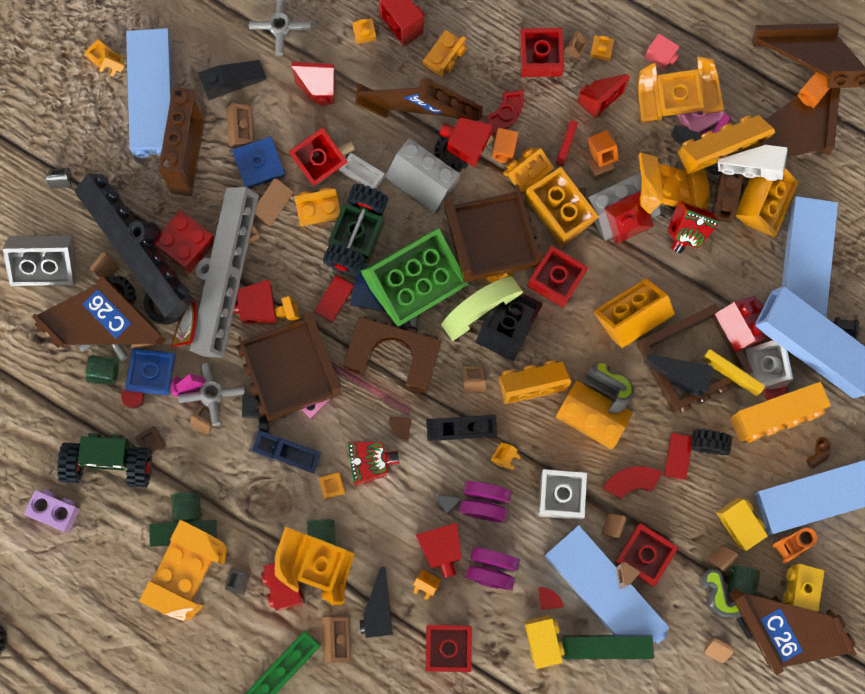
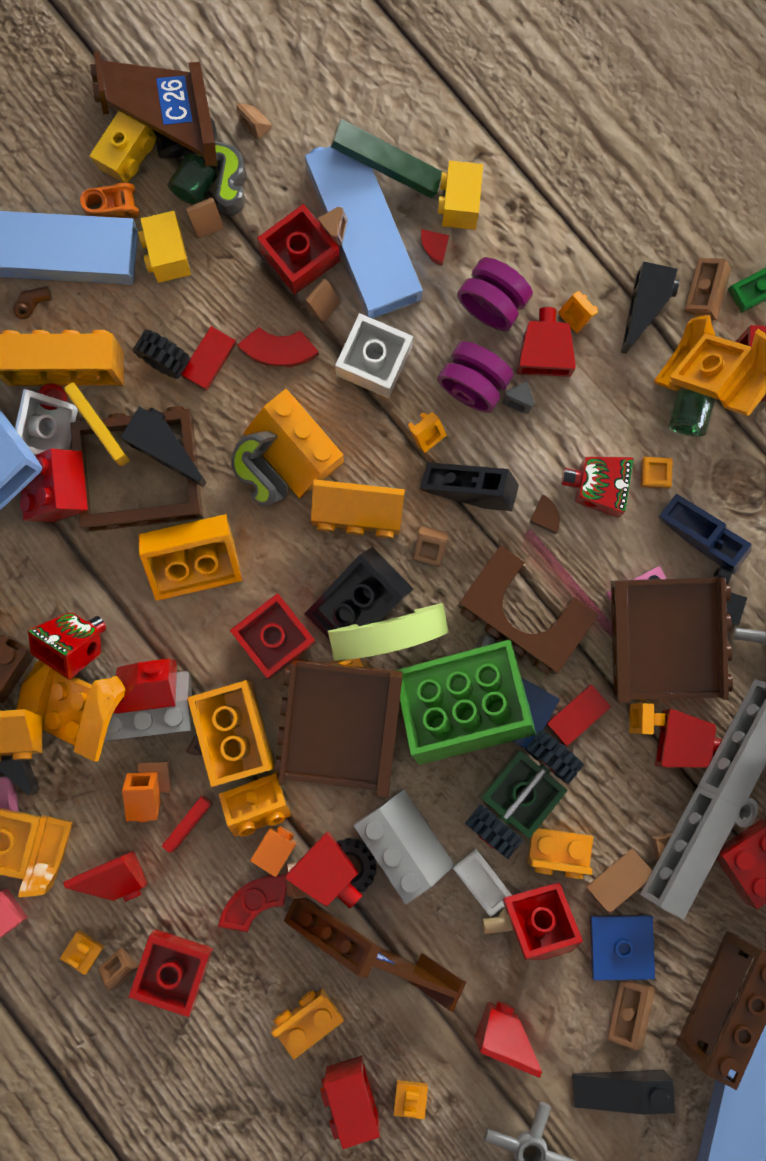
camera: 165 degrees left, 5 degrees up
(448, 648) = (580, 224): red brick -> none

